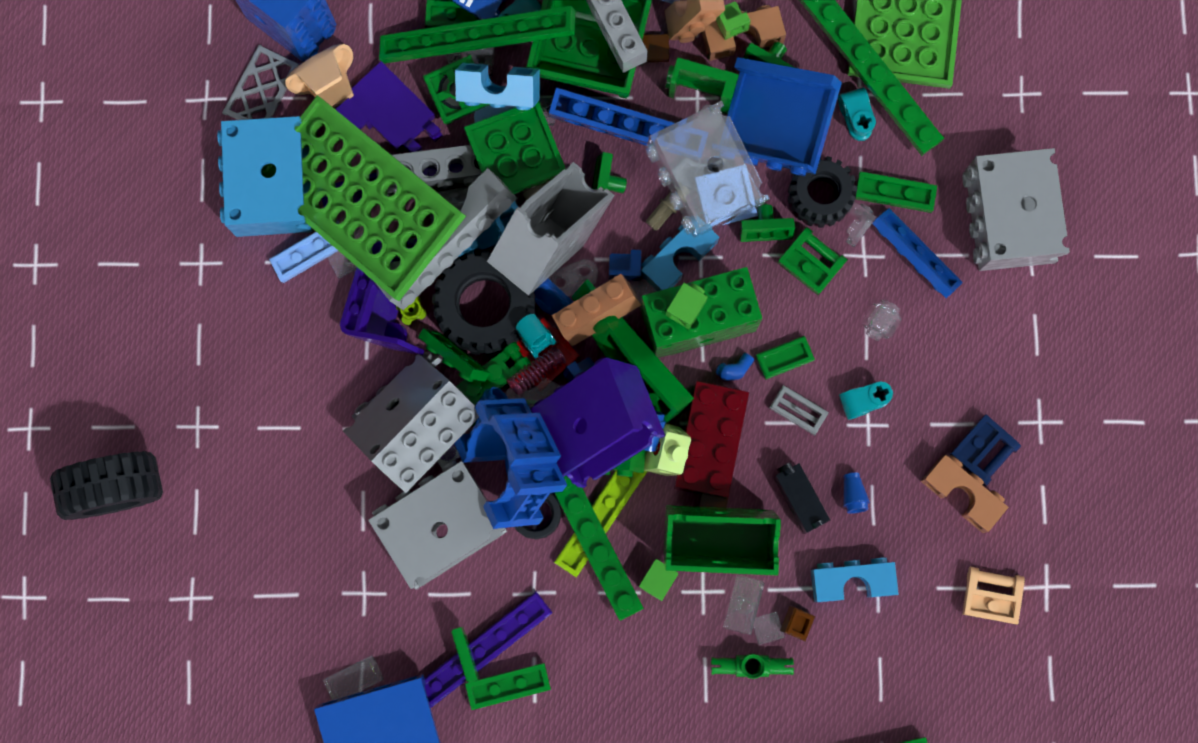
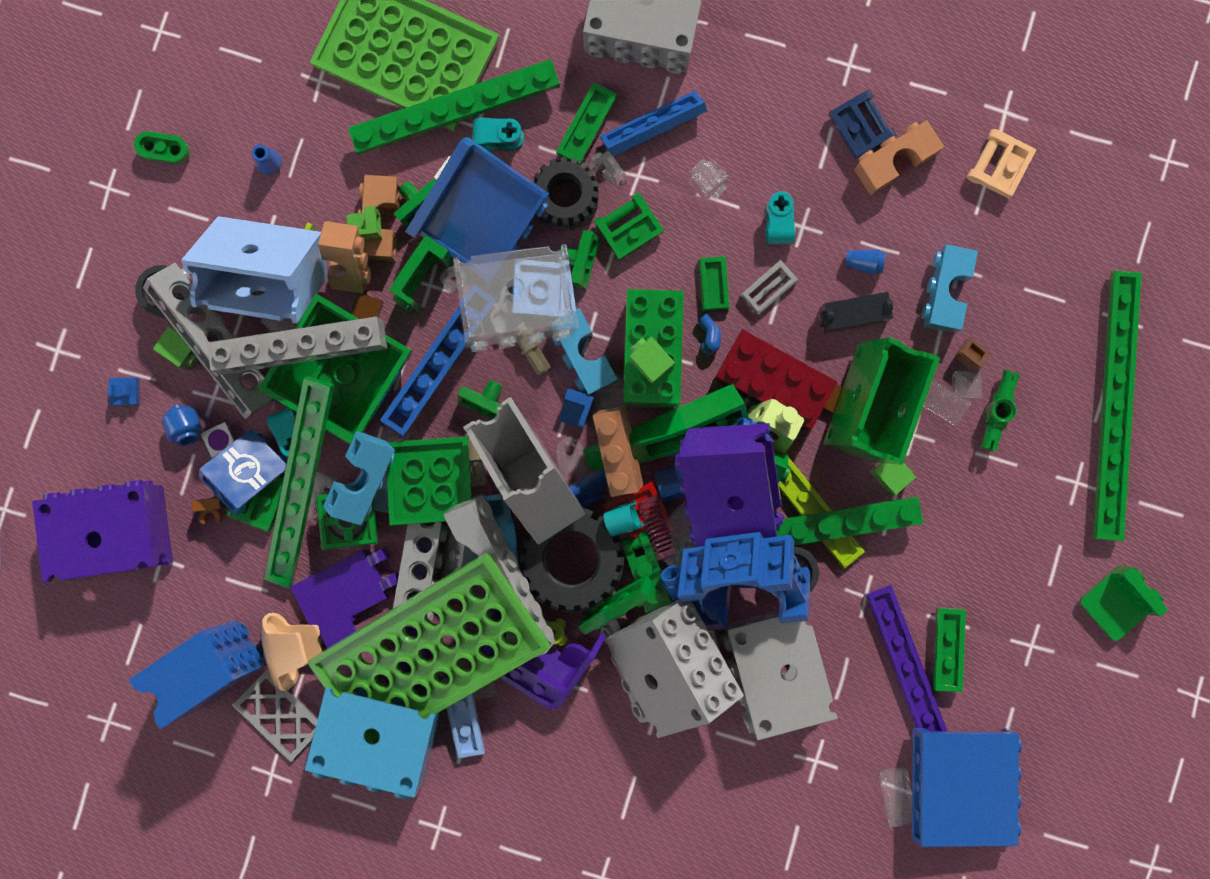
camera: 70 degrees left, 5 degrees up
(465, 654) = (910, 682): green tile -> none

